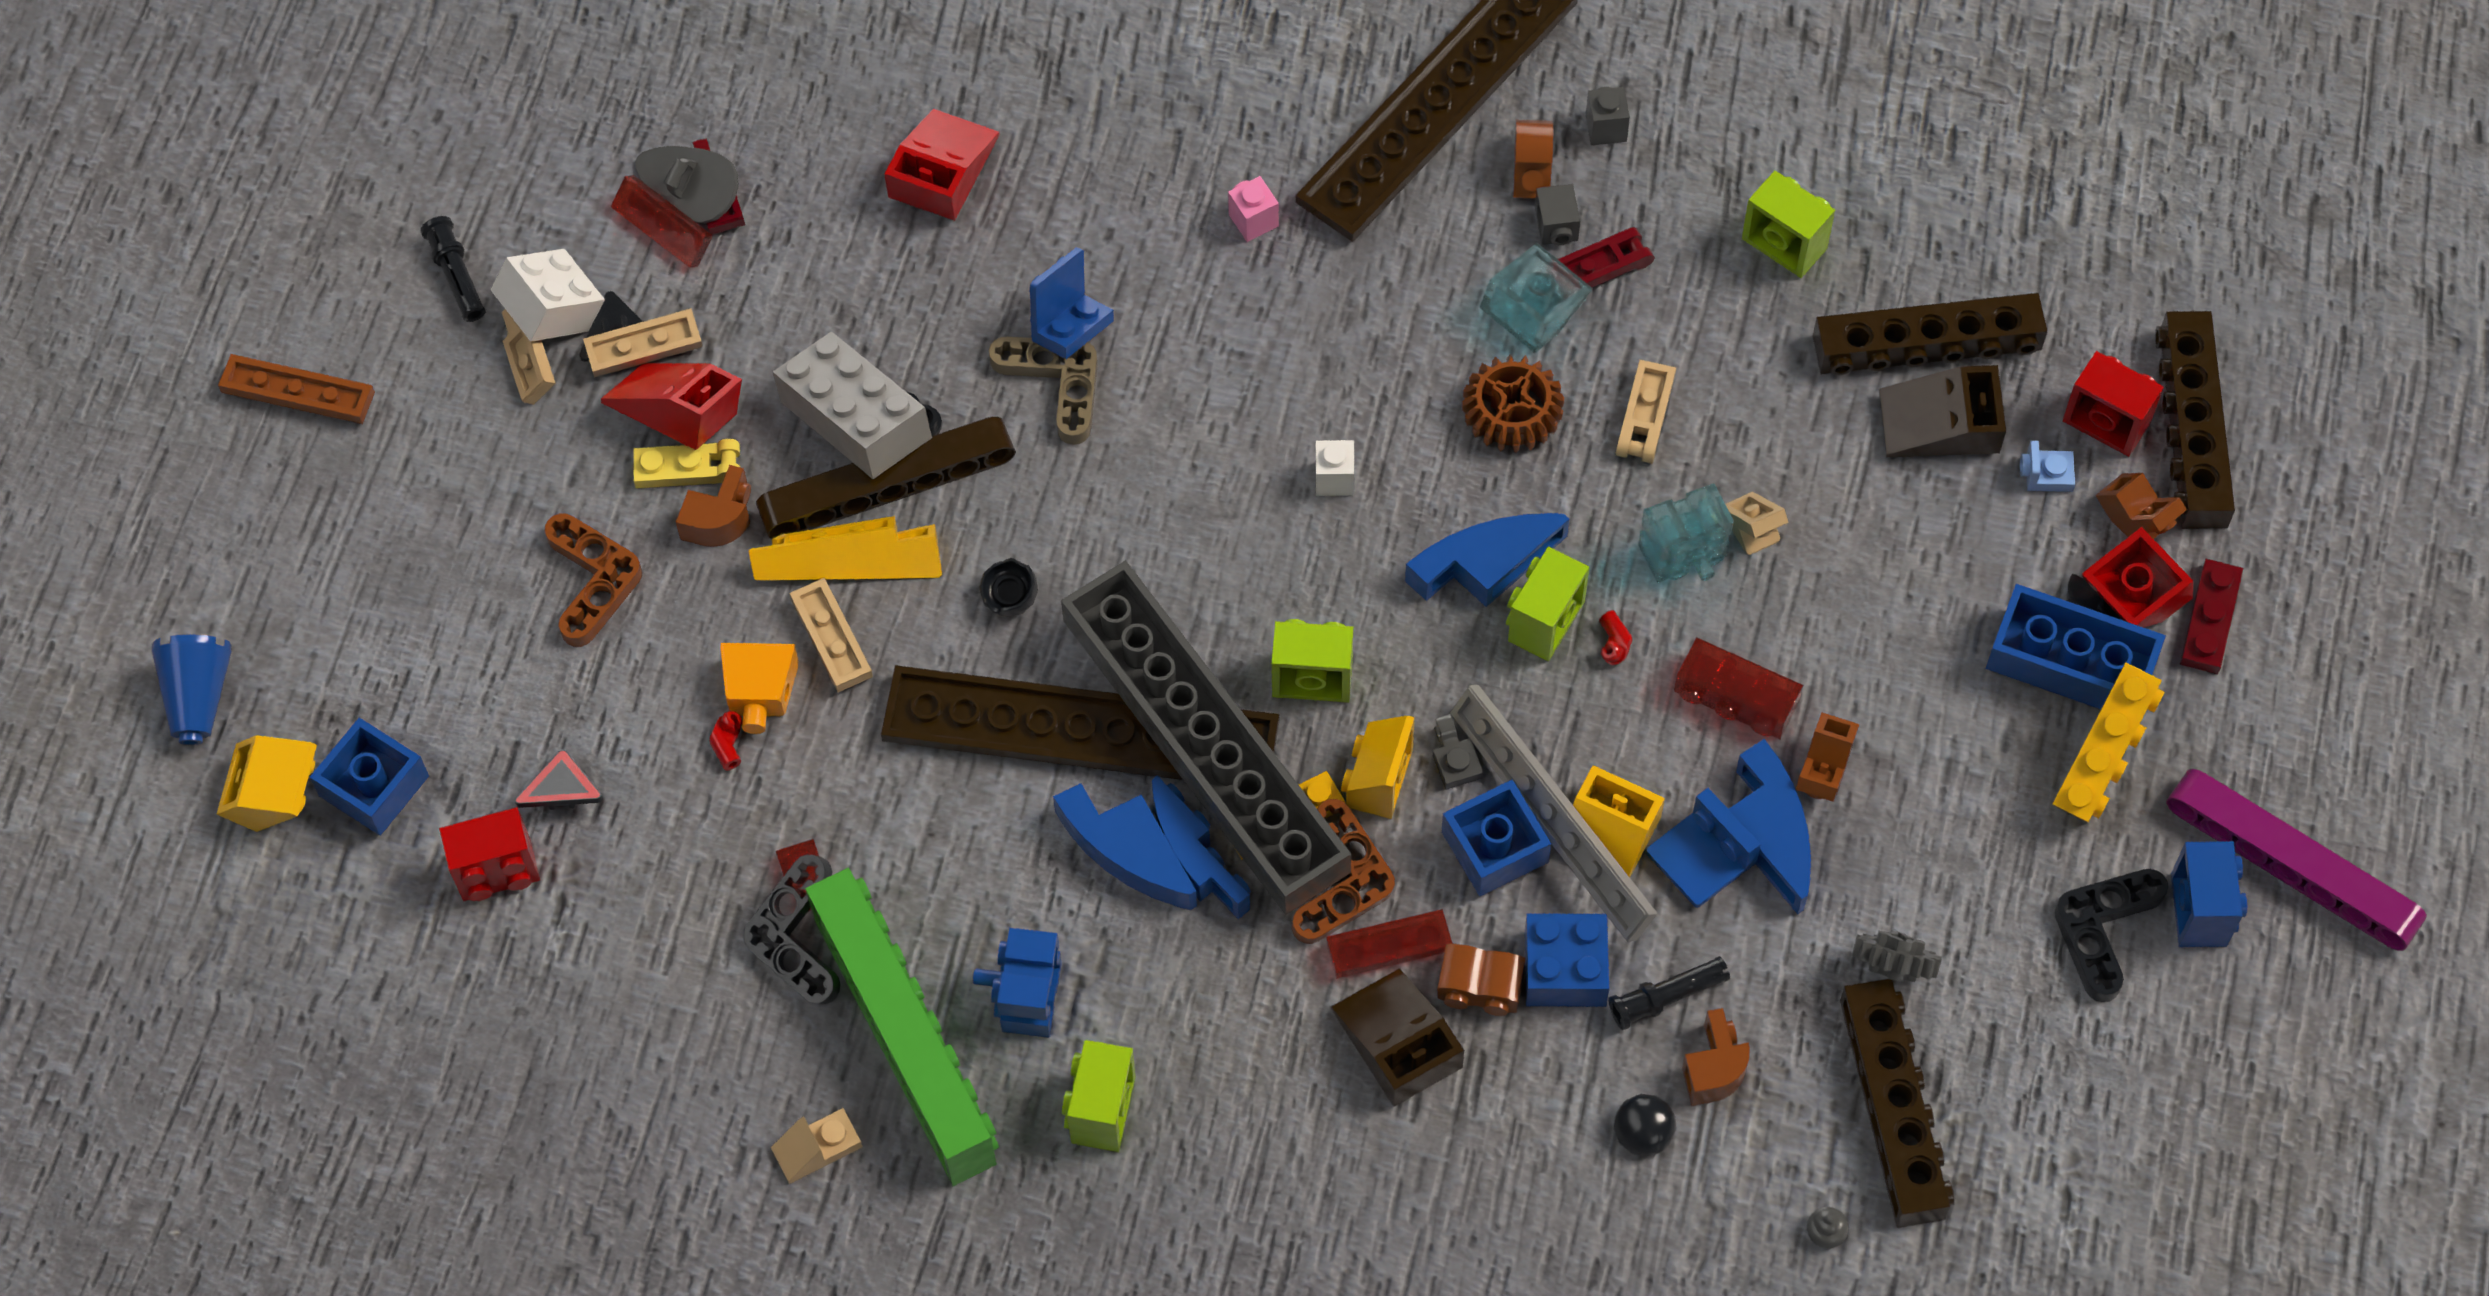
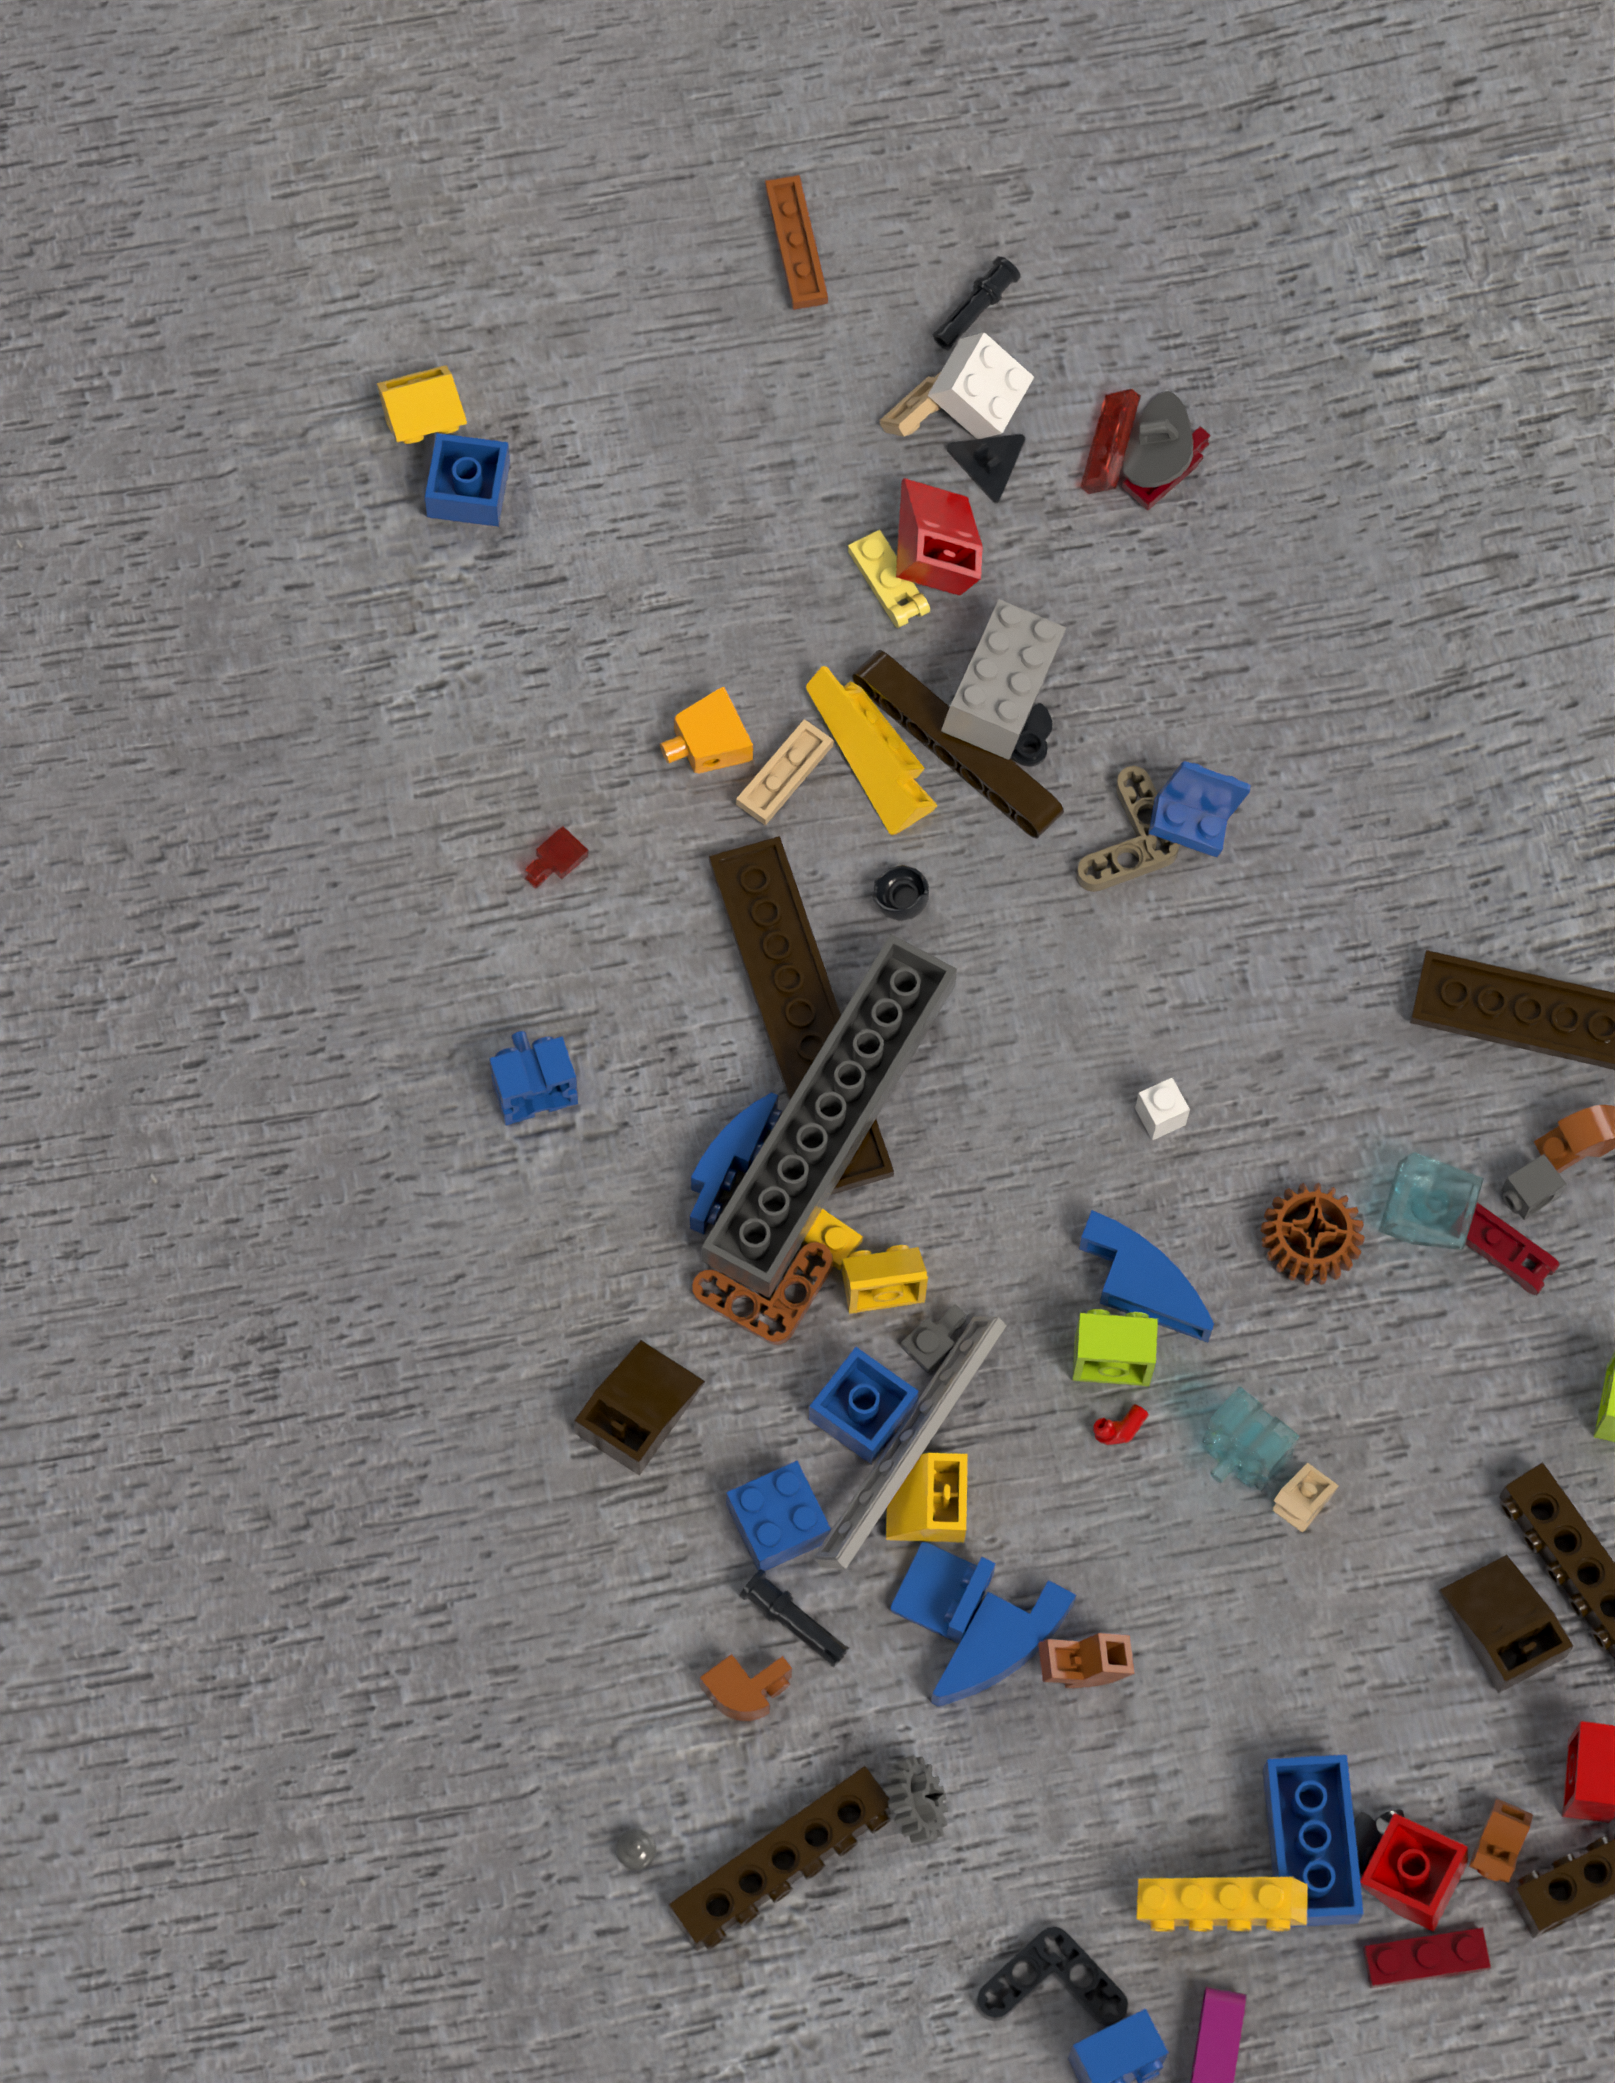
camera: 60 degrees right, 5 degrees up
(191, 683) = (480, 305): blue cone -> none
(490, 855) = (440, 605): red brick -> none
(559, 784) = (535, 628): piece -> none
(603, 569) = (756, 564): dark orange beam -> none
(642, 342) = (983, 486): tan plate -> none
(717, 519) = (847, 630): dark orange brick -> none
(723, 738) = (645, 735): red arm -> none
(781, 928) = (492, 863): black beam -> none
(815, 1145) = (319, 987): tan slope -> none
(903, 1026) = (445, 998): bright green brick -> none
(939, 163) = (1295, 636): red slope -> none
(1100, 1095) = (459, 1185): lime brick -> none
(1127, 845) = (707, 1099): blue slope -> none
(1253, 208) = (1391, 919): bright pink brick -> none
(1312, 661) = (954, 1173): lime brick -> none
(1388, 943) = (723, 1362): clear red plate -> none
(1481, 979) = (725, 1451): dark orange brick -> none
(1645, 1125) = (659, 1652): black hair -> none
(1646, 410) = (1369, 1354): tan plate -> none
(1738, 689) = (1121, 1554): clear red brick -> none
(2047, 469) = (1503, 1743): light blue bracket -> none

